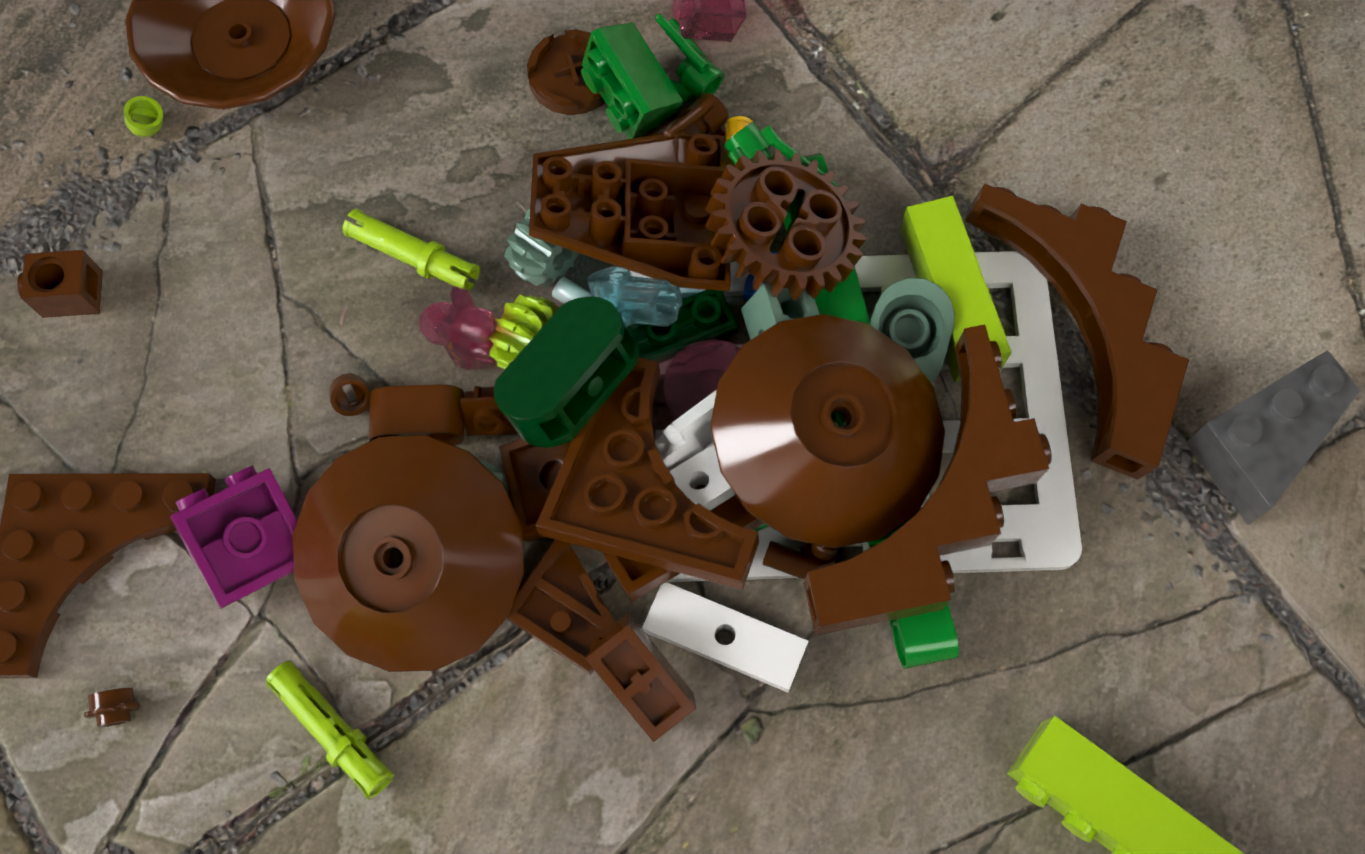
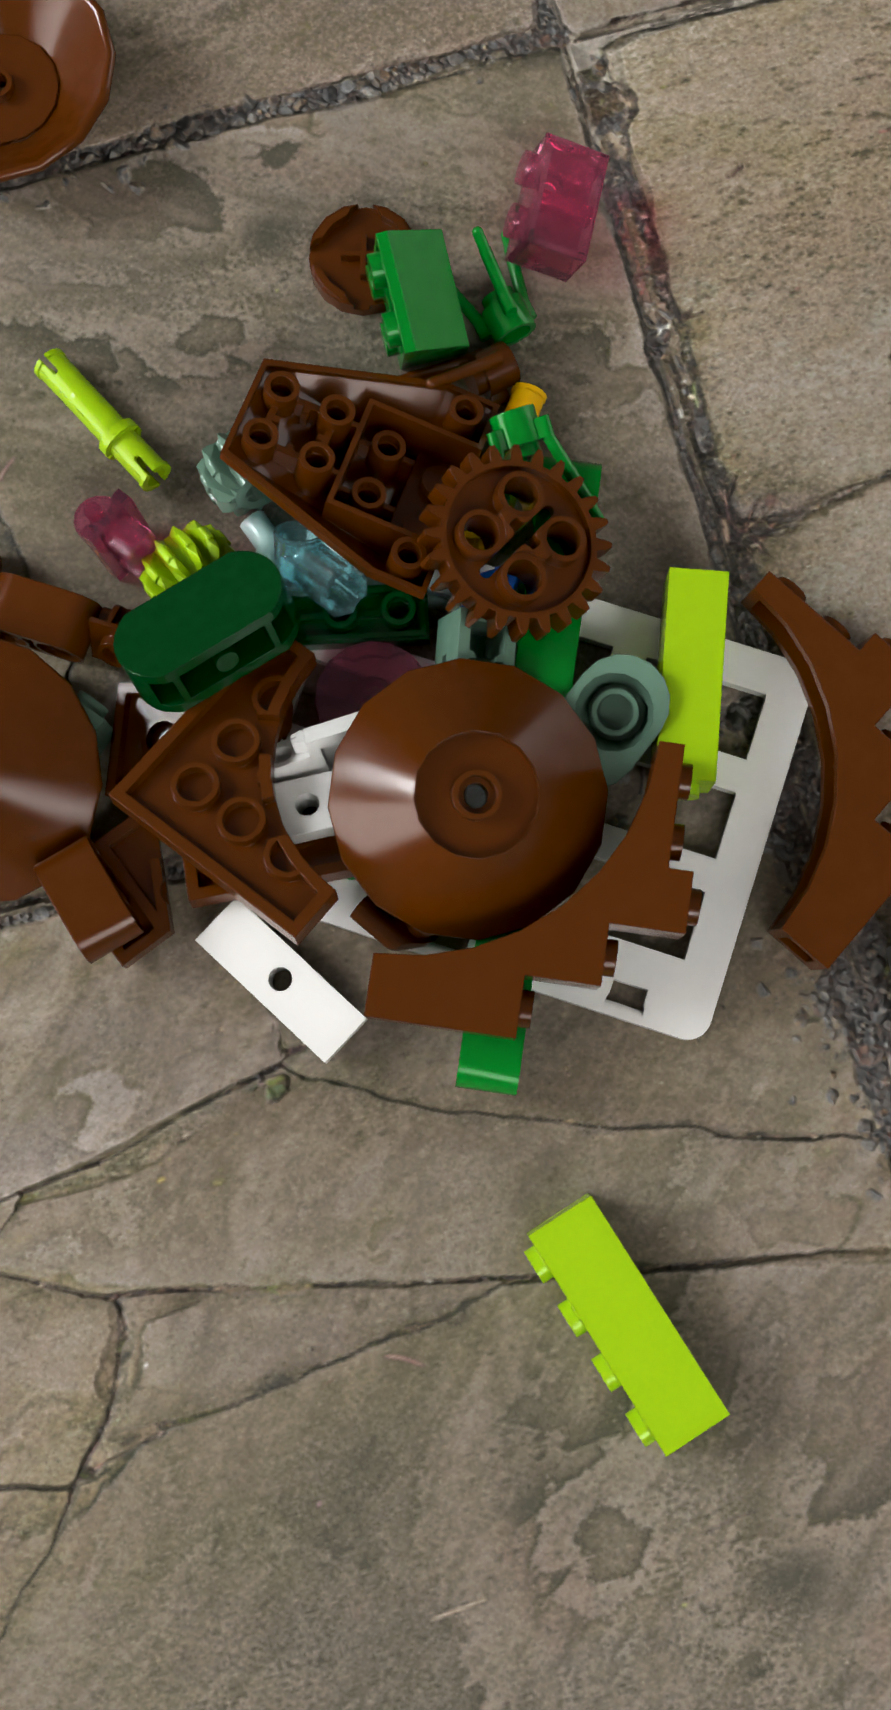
camera: 25 degrees right, 10 degrees up
(544, 622) = (88, 899): none -> reddish brown beam
(641, 678) = (172, 993): reddish brown hinge -> none

